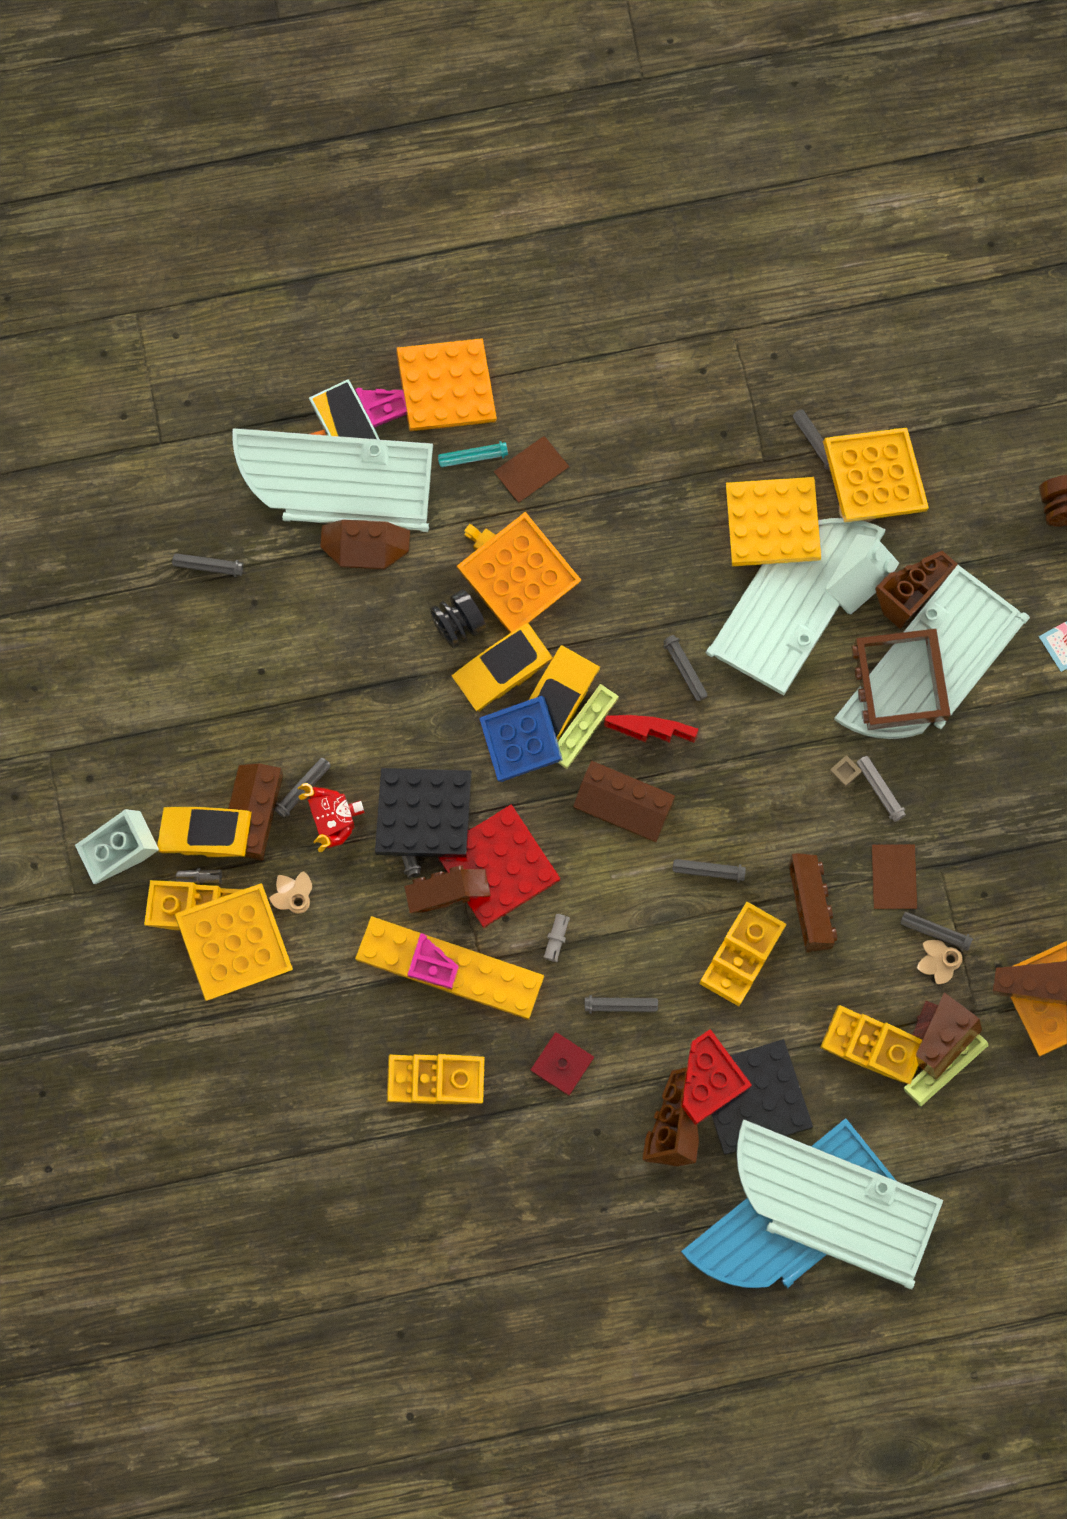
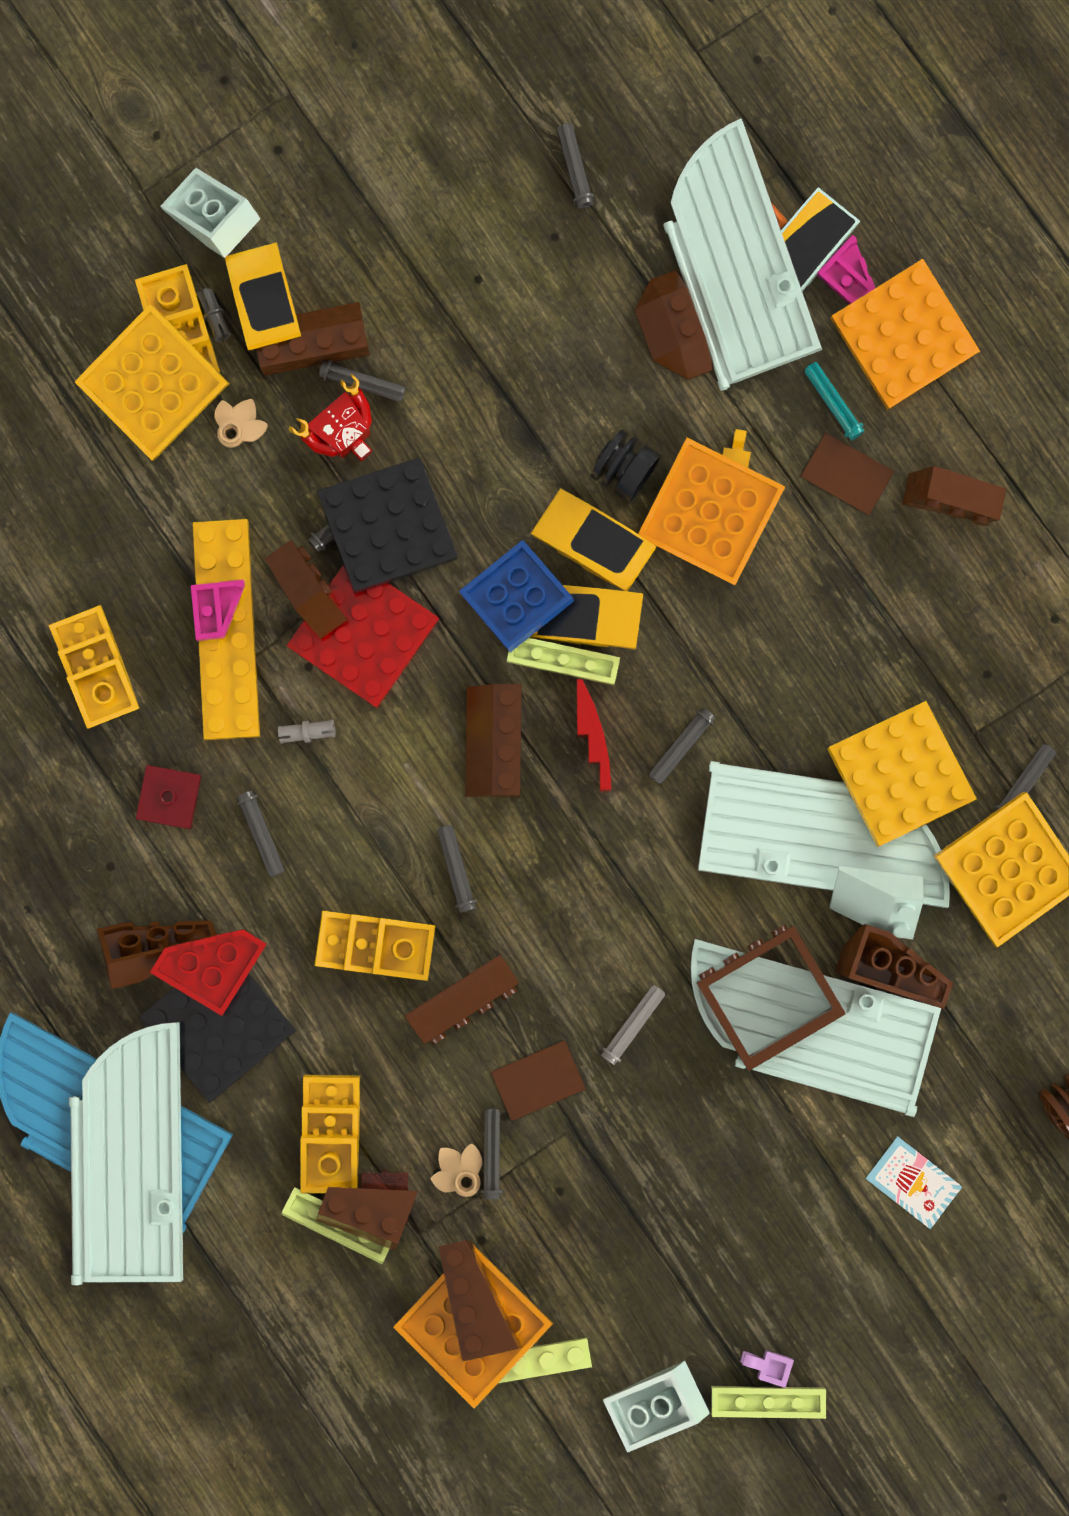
camera: 70 degrees right, 10 degrees up
(582, 400) = (954, 495): none -> reddish brown wedge
(845, 771) = (636, 976): dark tan plate -> none

